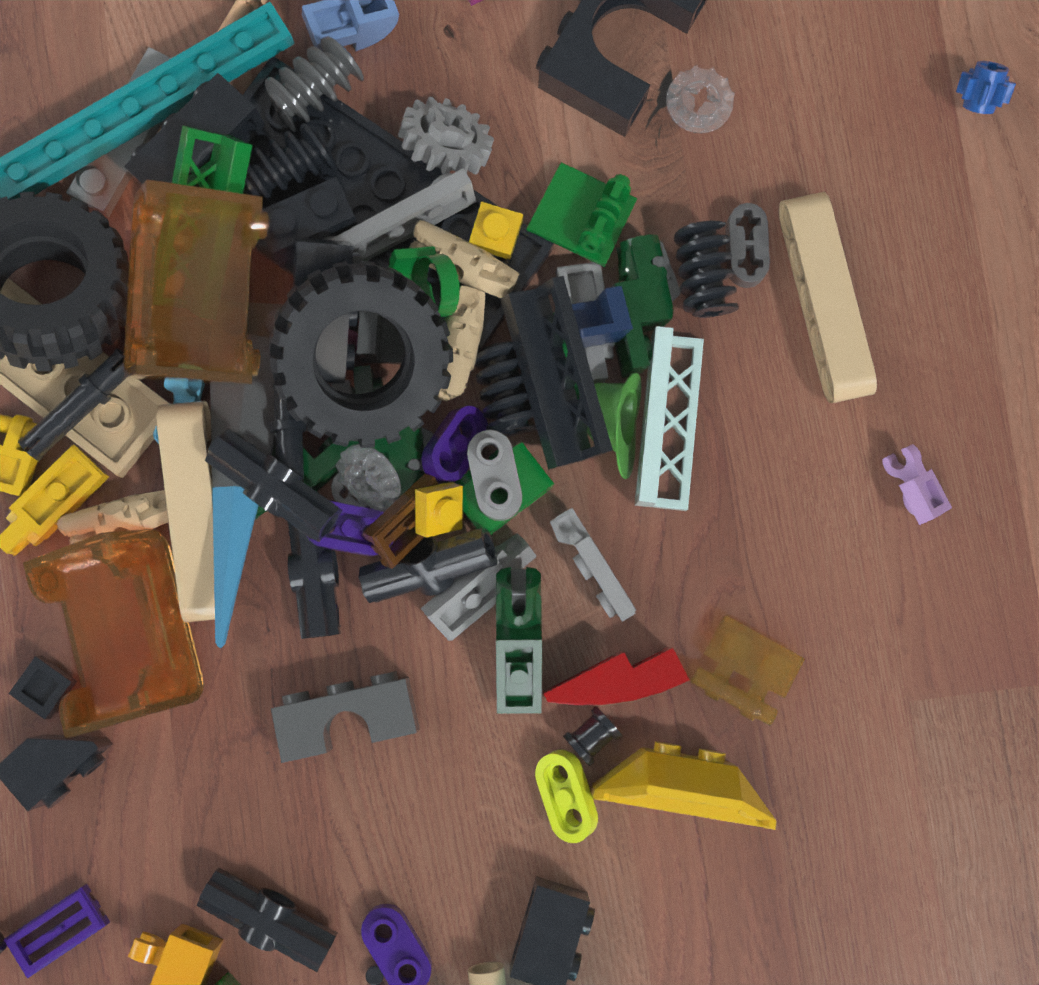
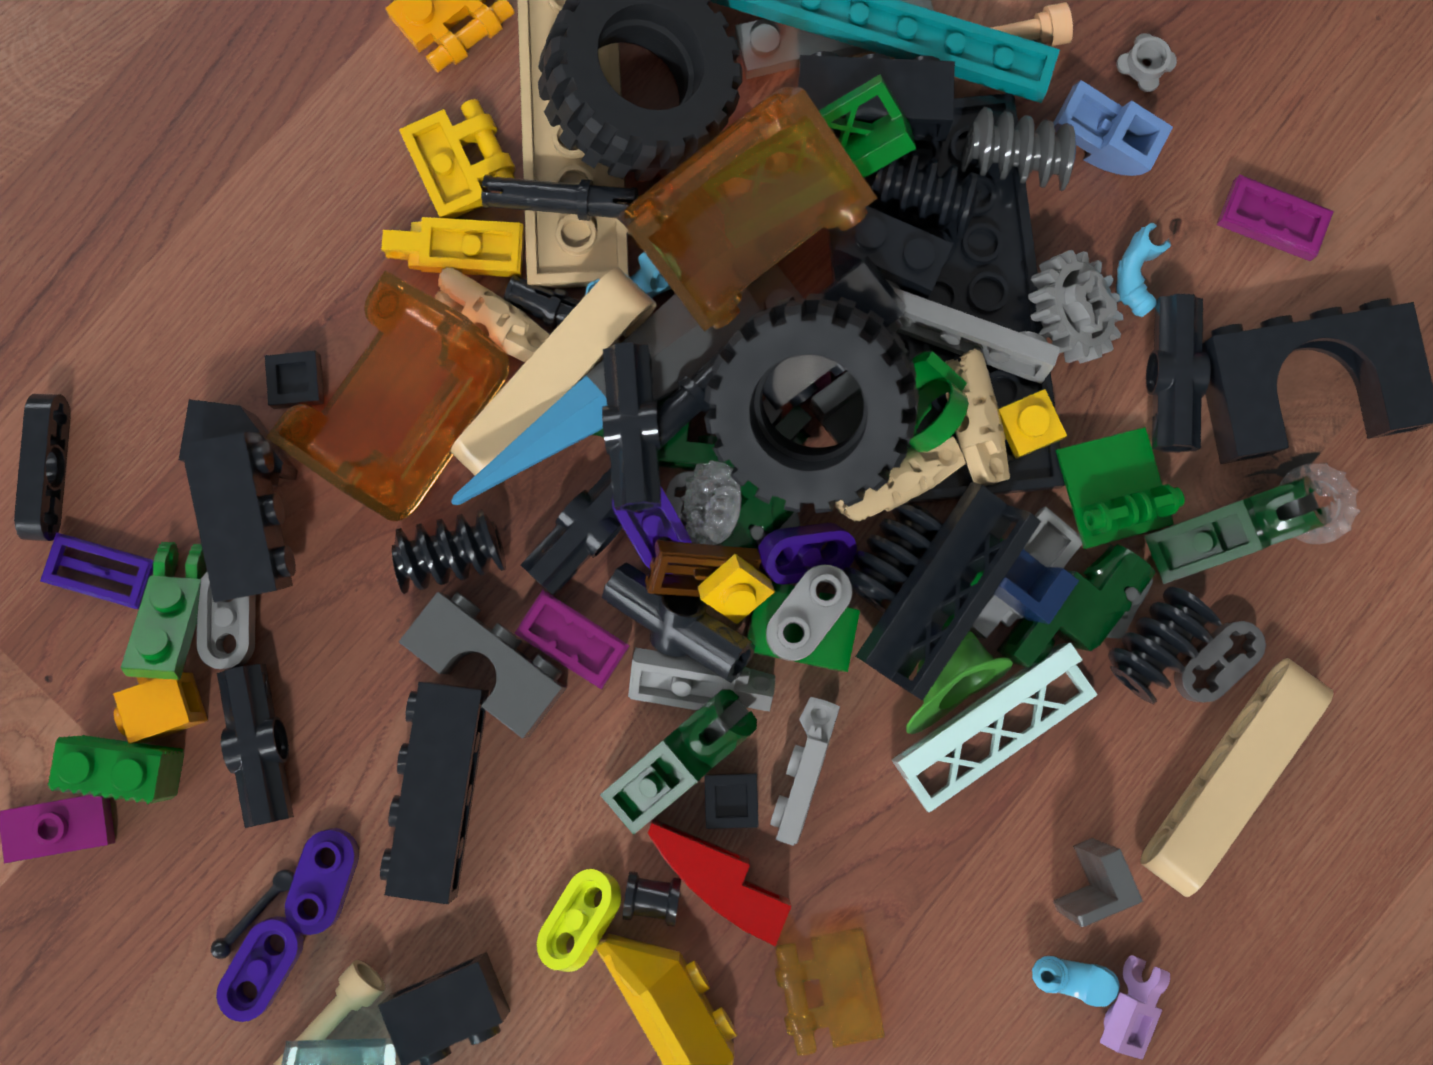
camera: 55 degrees right, 0 degrees up
(101, 800) = (238, 515): none -> black brick
(127, 907) = (166, 616): none -> green hinge
(137, 477) = (540, 301): none -> black pin
(162, 873) = (222, 619): none -> light grey plate
(248, 680) = (446, 551): none -> black piece
(379, 646) = (572, 639): none -> magenta plate
(402, 821) = (435, 793): none -> black brick
(457, 88) = (1130, 281): none -> medium azure piece
(544, 112) = (1177, 373): none -> black piece
(573, 630) = (731, 800): none -> black plate
(673, 162) = (1236, 530): none -> dark green plate
(828, 433) = (1110, 885): none -> dark grey panel
(873, 503) = (1088, 982): none -> medium azure piece

